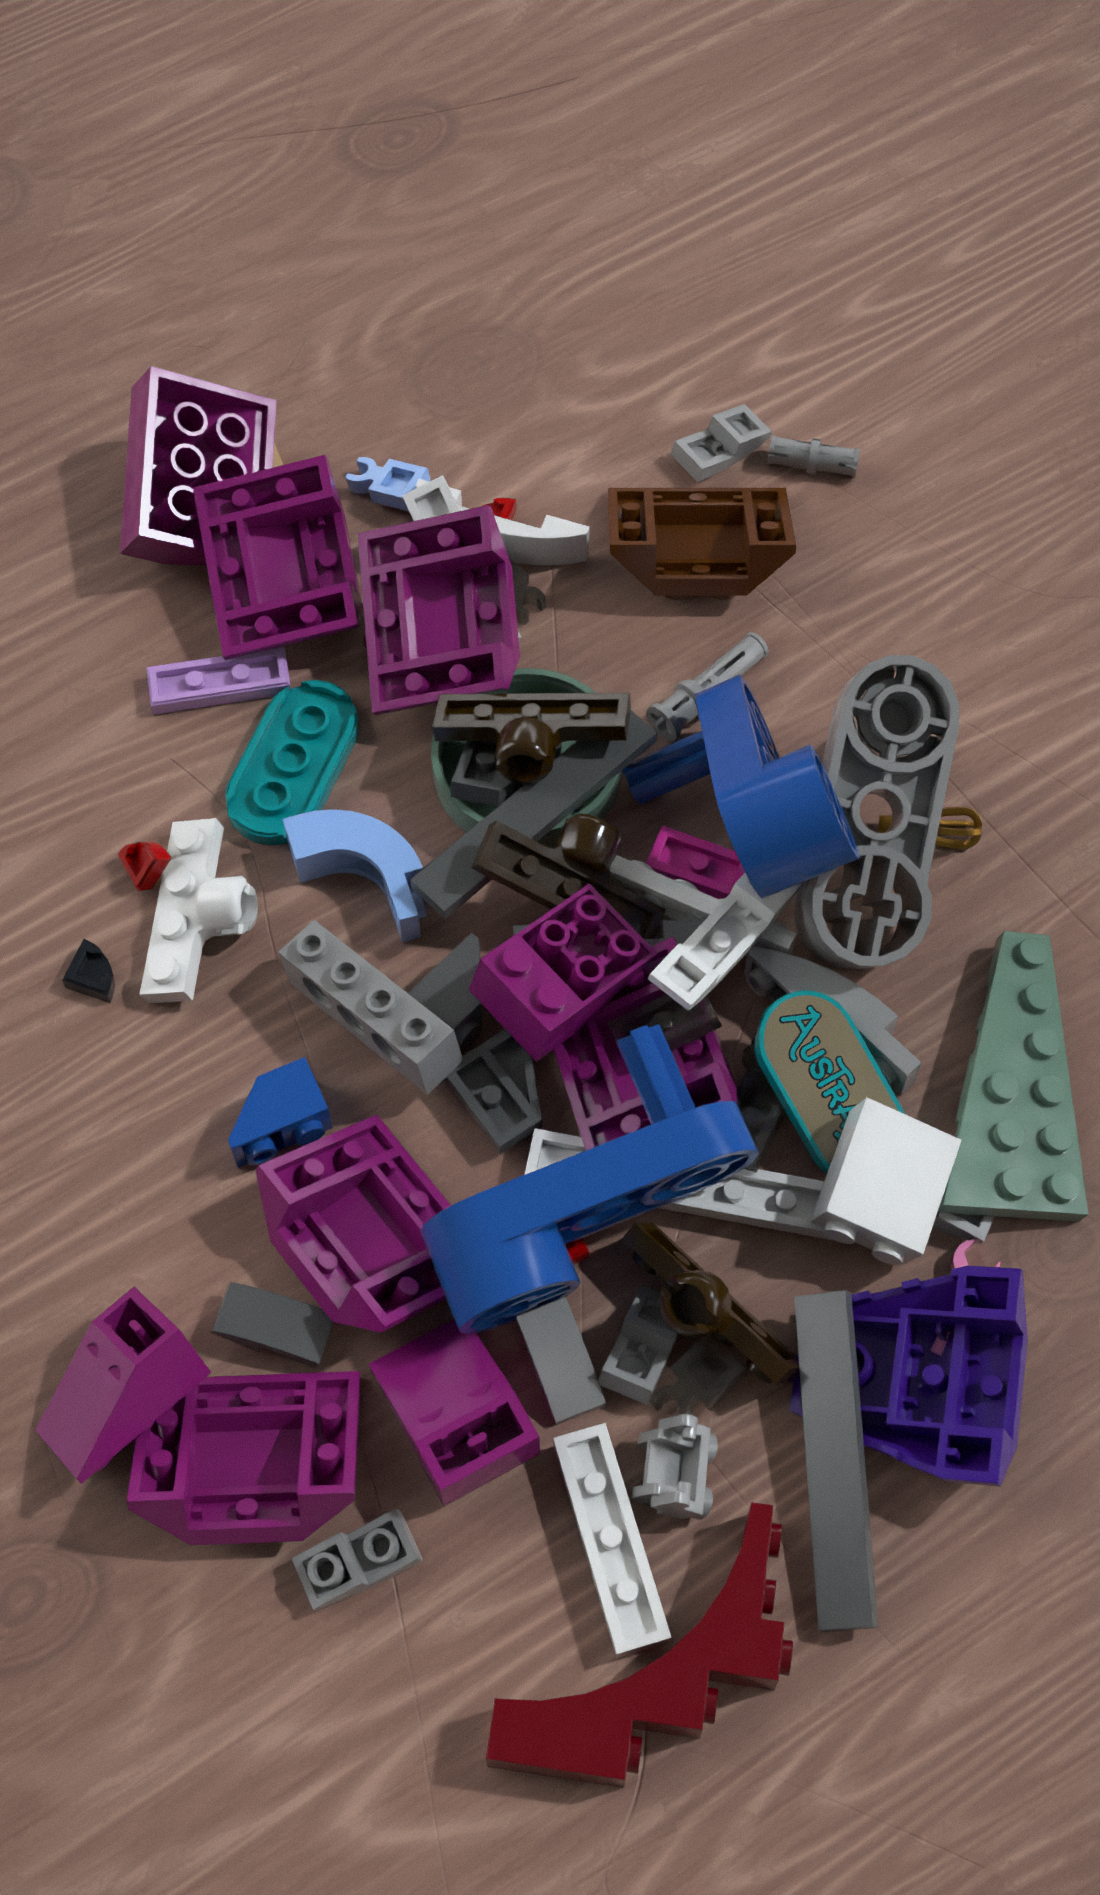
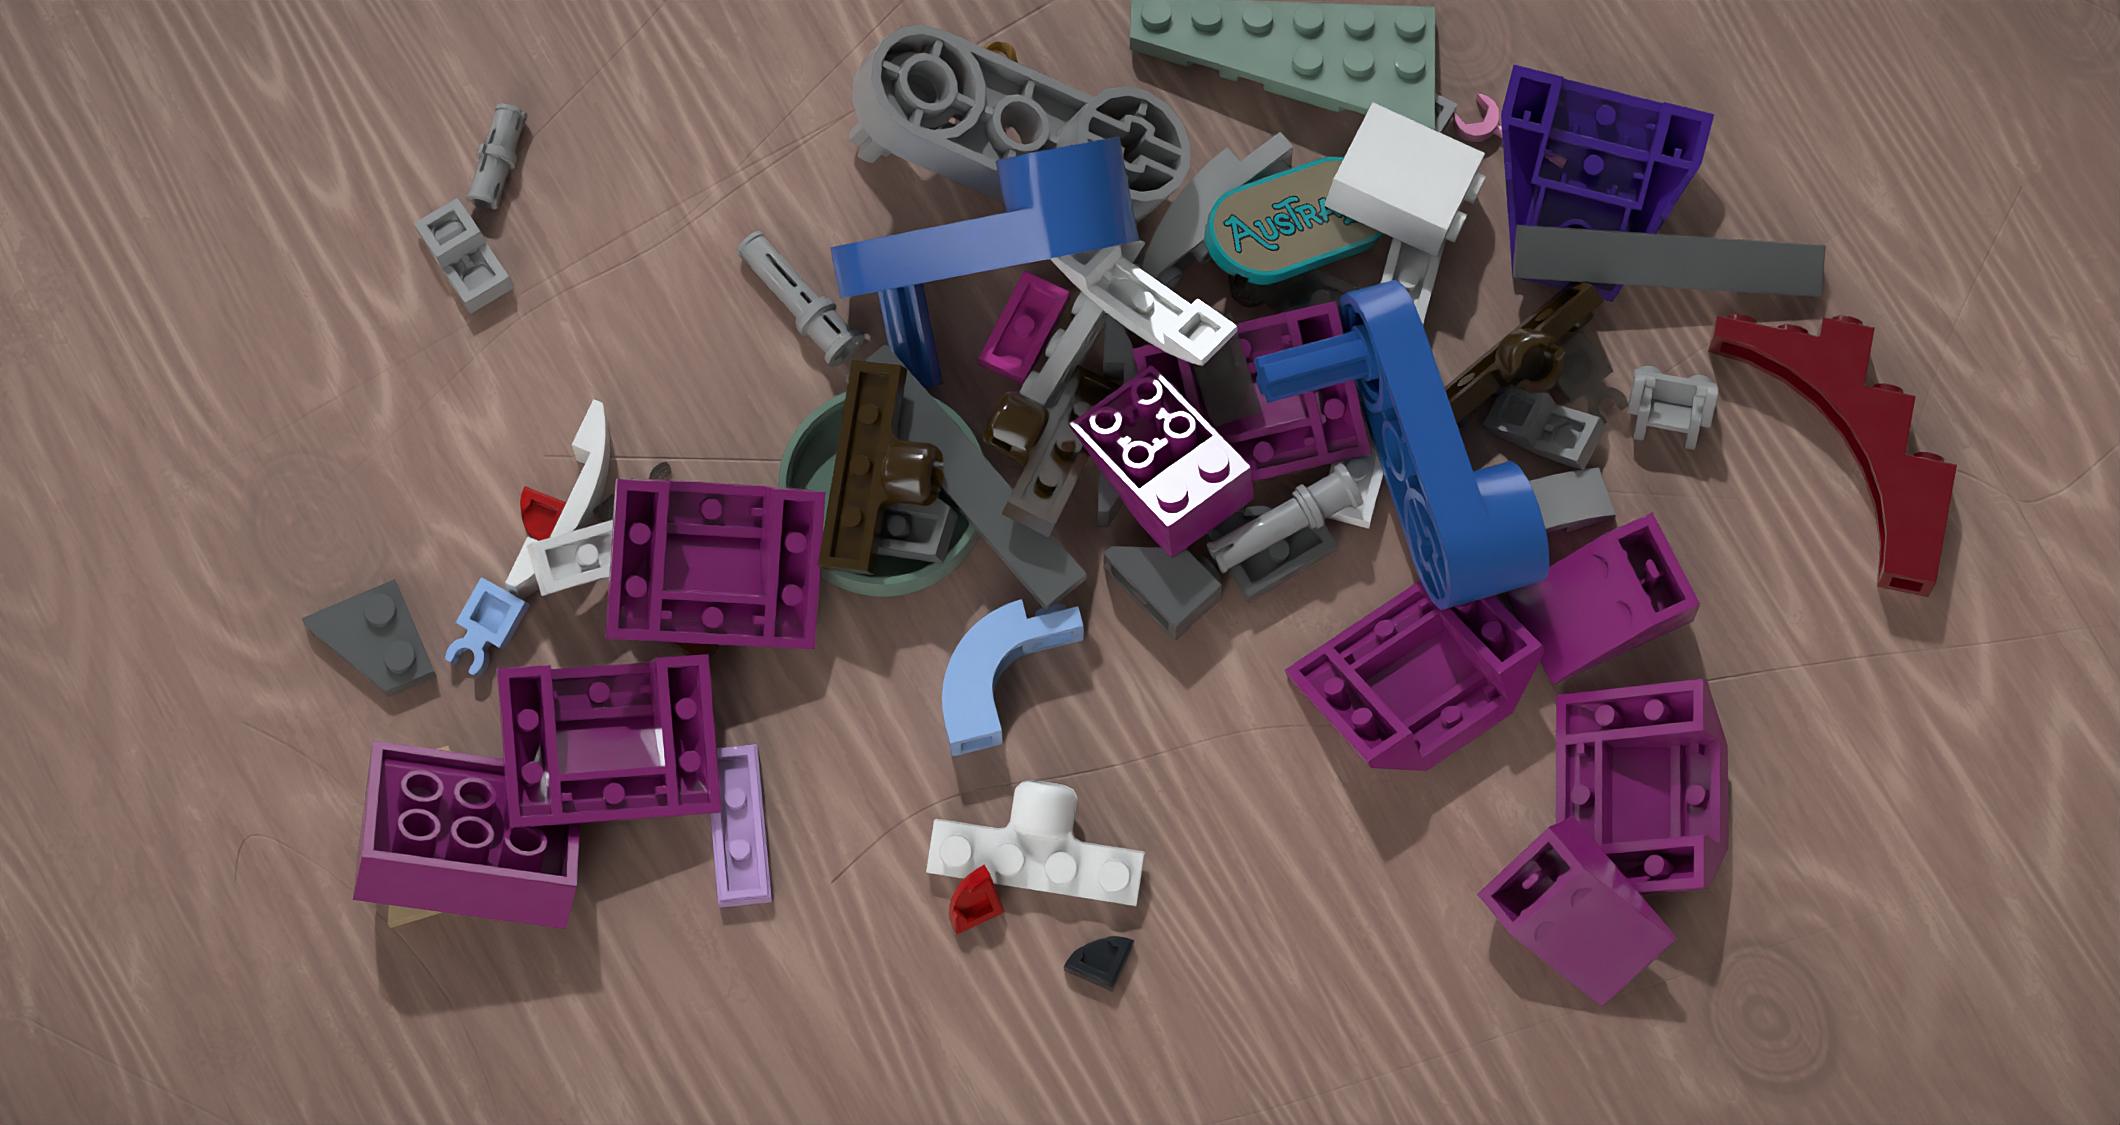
camera: 85 degrees left, 10 degrees up
(272, 1322) = (1508, 773): dark grey slope -> none
(278, 1113) = (1283, 761): blue slope -> none
(291, 759) = (853, 746): teal tile -> none
(357, 1560) = (1741, 701): light grey slope -> none
(371, 1007) = (1179, 659): light grey brick -> none
(377, 414) = (376, 638): none -> dark grey wing
(527, 1107) = (1306, 508): none -> light grey pin
(611, 1540) = (1732, 469): white plate -> none
(700, 538) = (601, 283): reddish brown slope -> none

